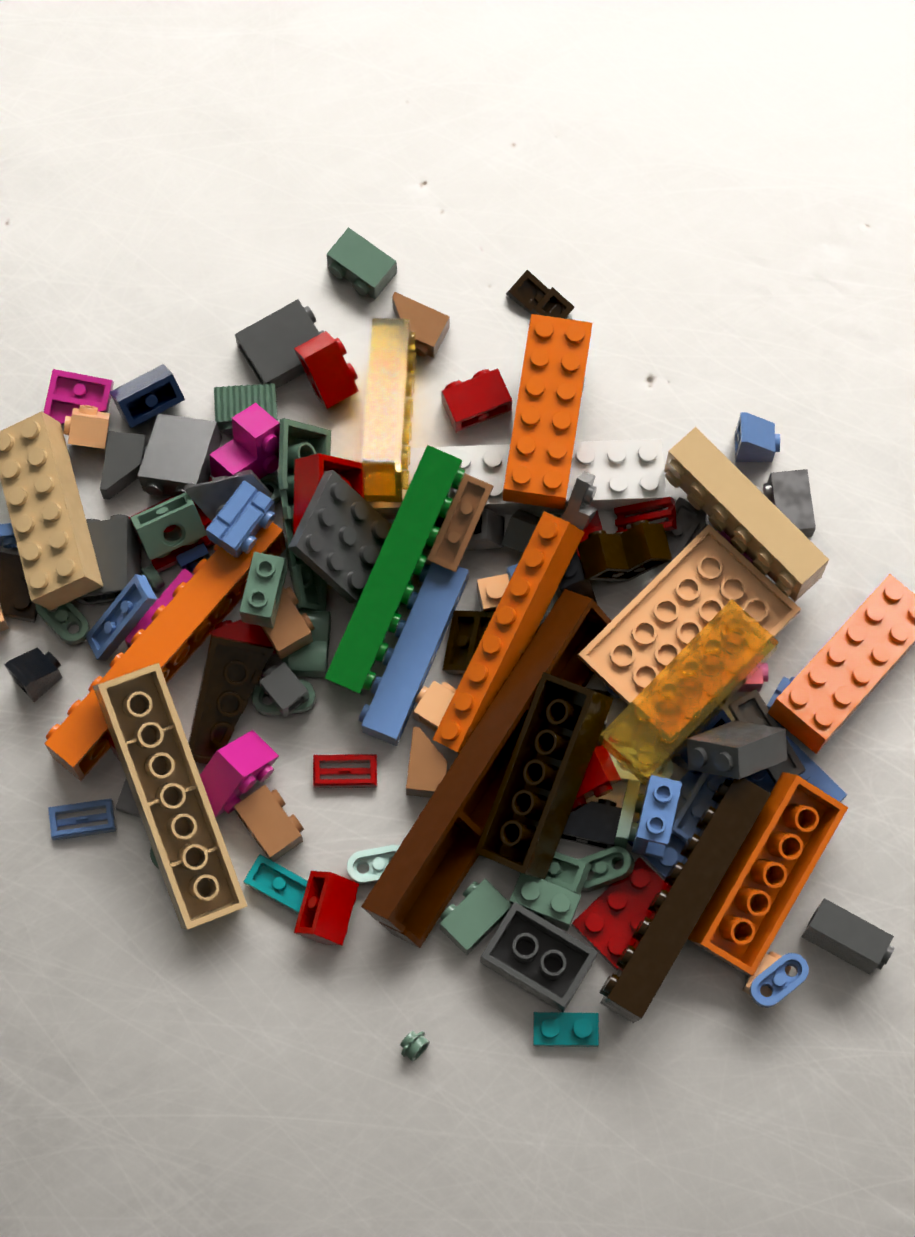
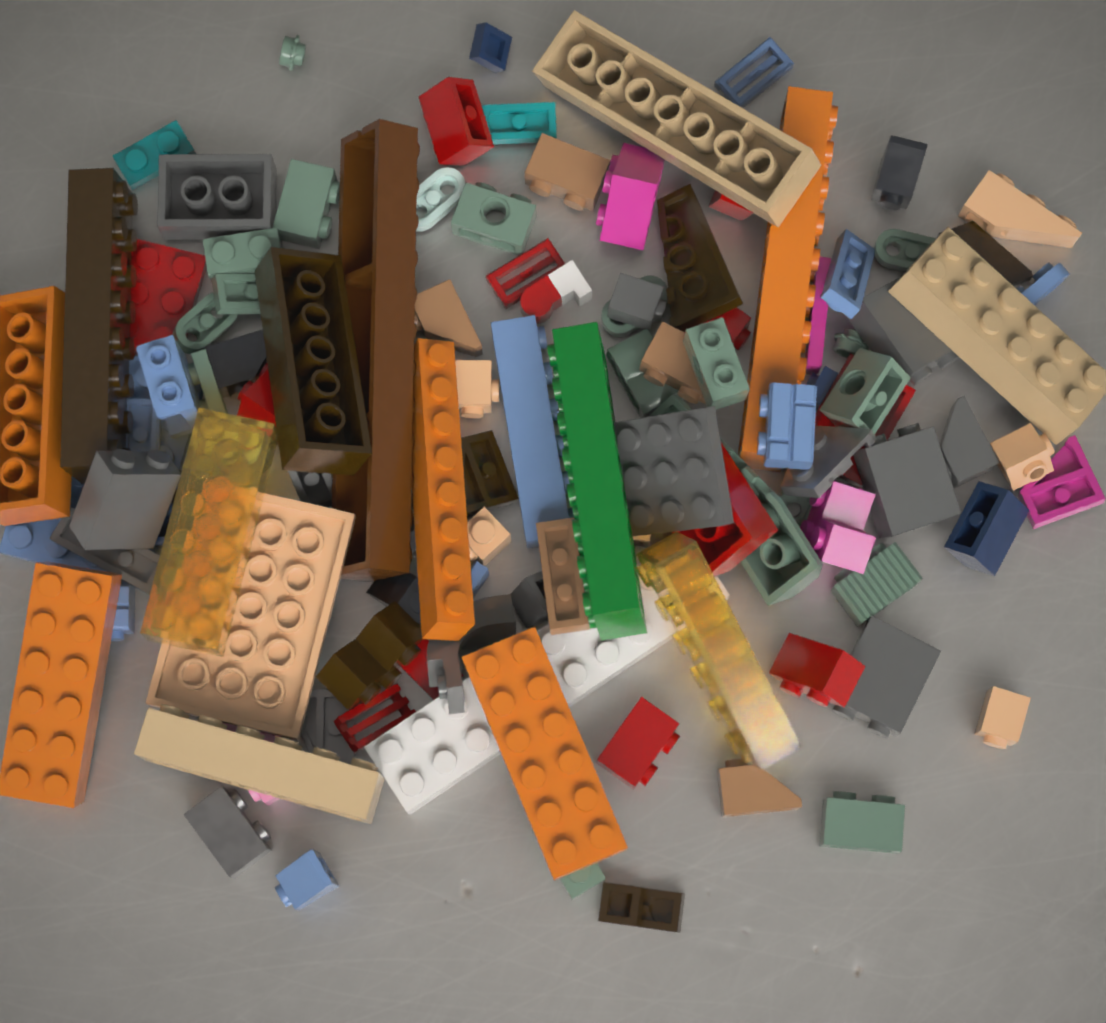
camera: 150 degrees right, 5 degrees up
(222, 275) = (1002, 717): none -> light nougat brick
(263, 955) = (490, 47): none -> dark blue plate
(336, 741) = (555, 291): none -> leg
(338, 803) = (508, 234): none -> sand green brick

